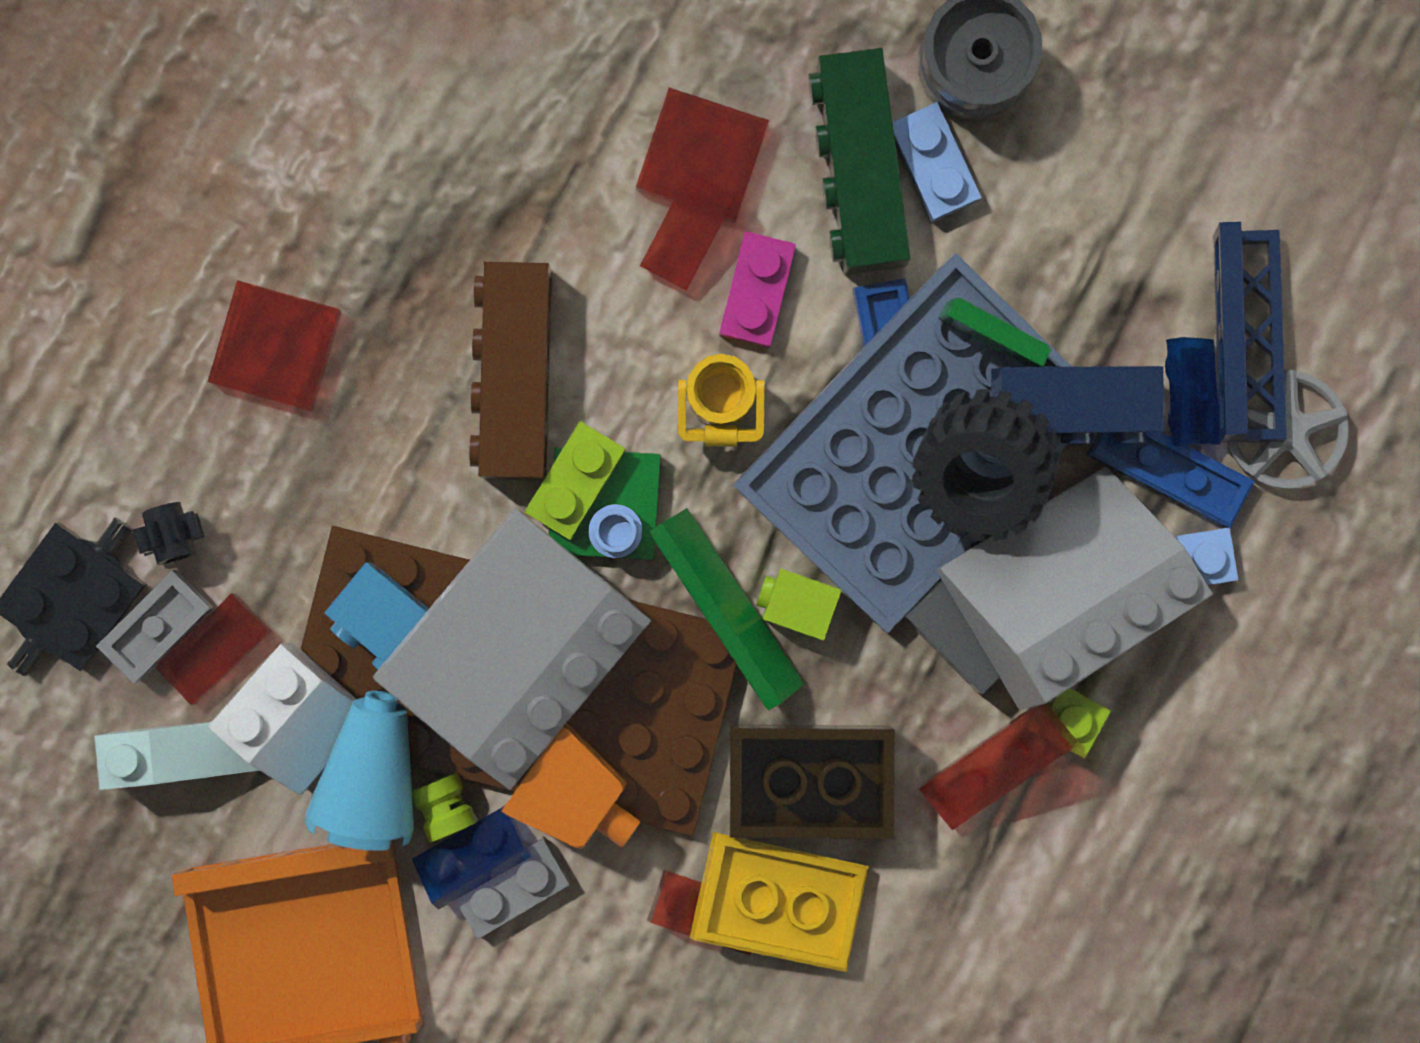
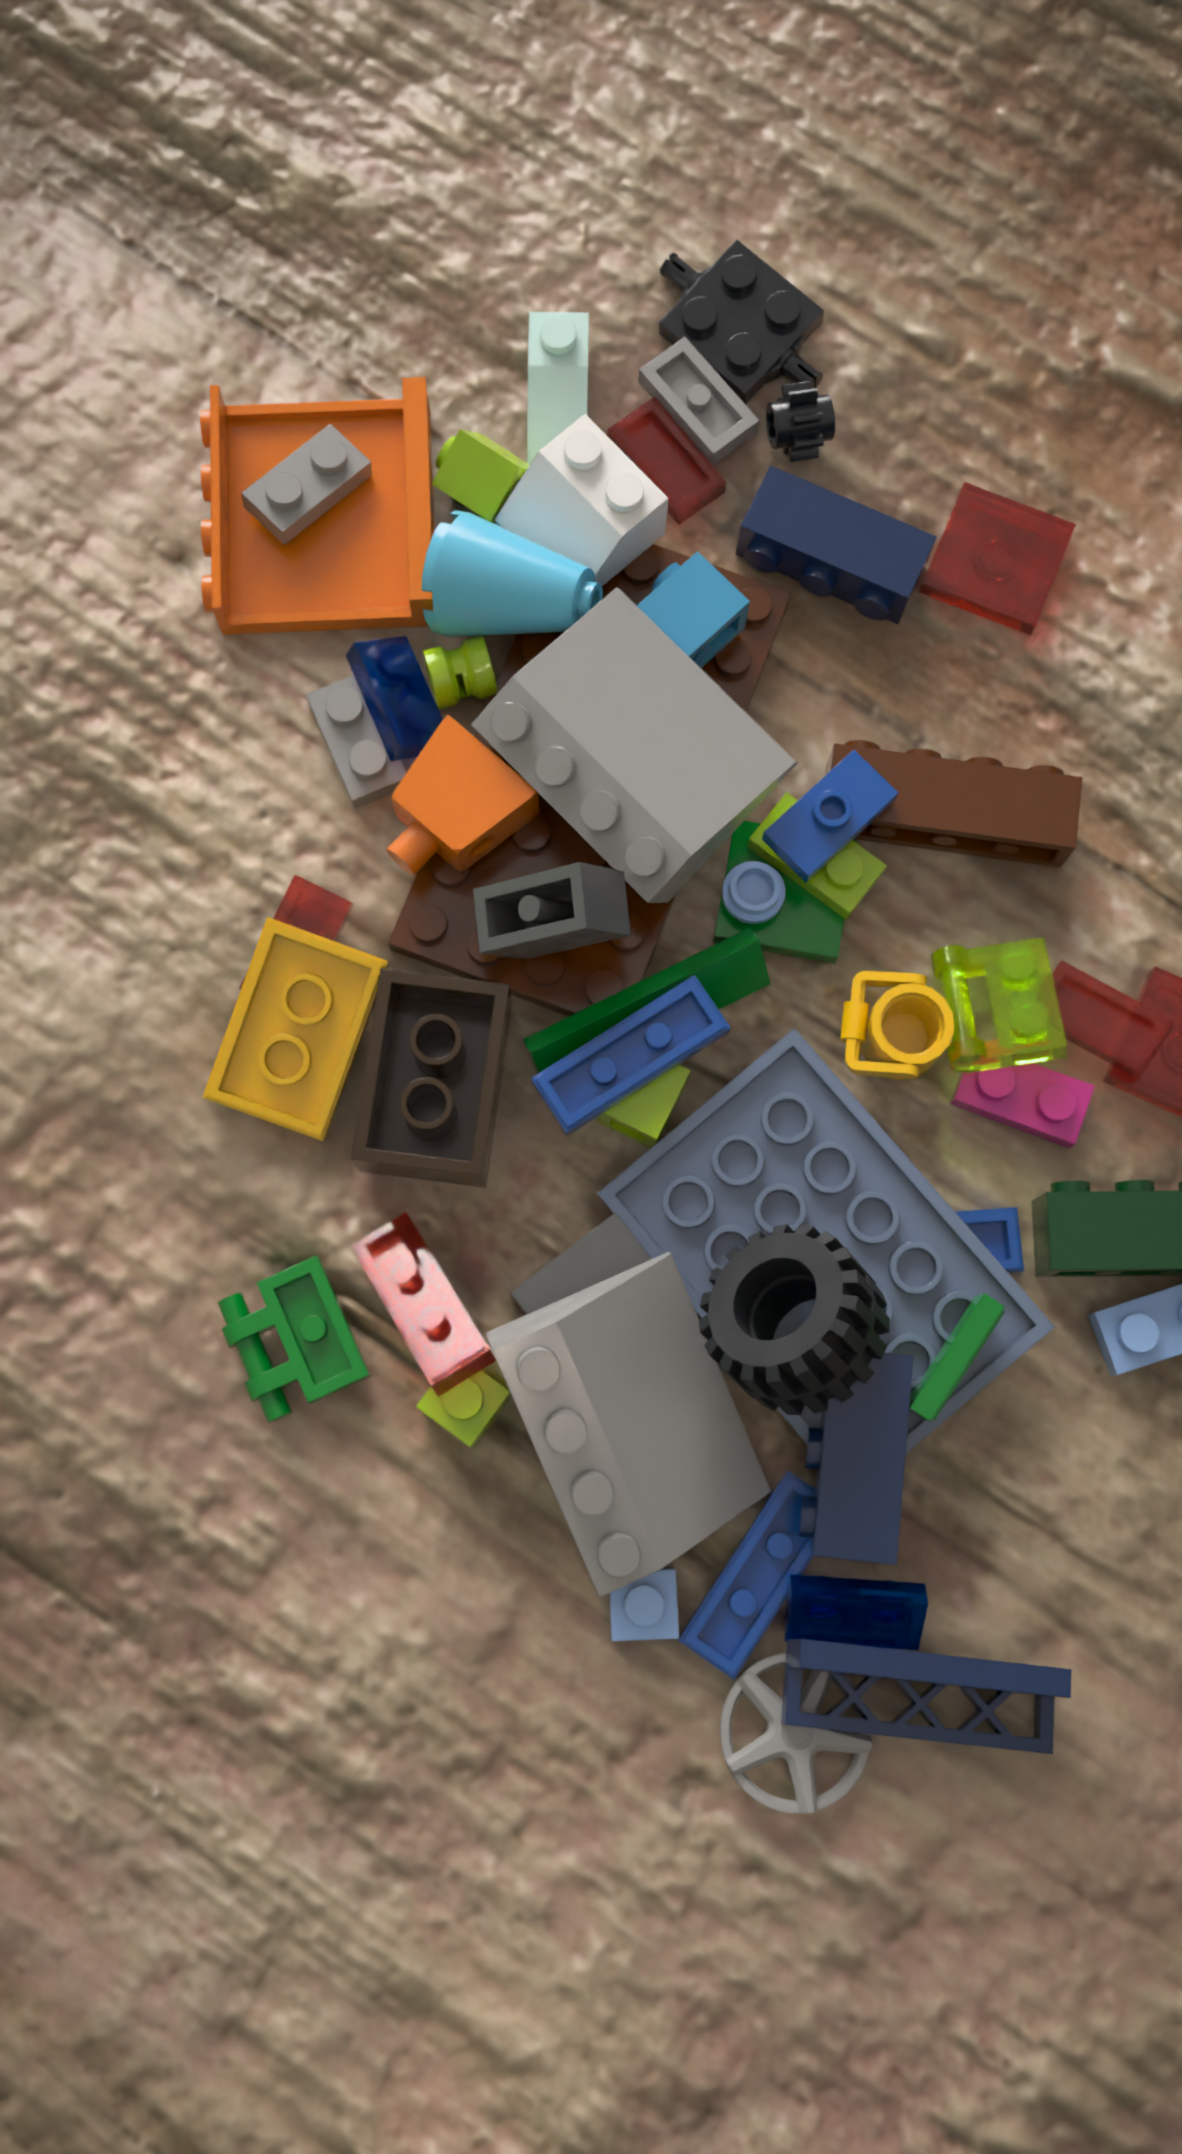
camera: 95 degrees right, 10 degrees down
(256, 811) = (478, 472): none -> lime brick
(279, 967) = (307, 484): none -> light grey plate
(286, 492) = (833, 545): none -> dark blue brick
(548, 473) = (829, 816): none -> blue plate
(669, 699) = (552, 911): none -> dark grey brick
(682, 299) = (1020, 1002): none -> clear neon green plate
(776, 619) = (630, 1055): none -> blue tile
(1025, 852) = (311, 1330): none -> green plate

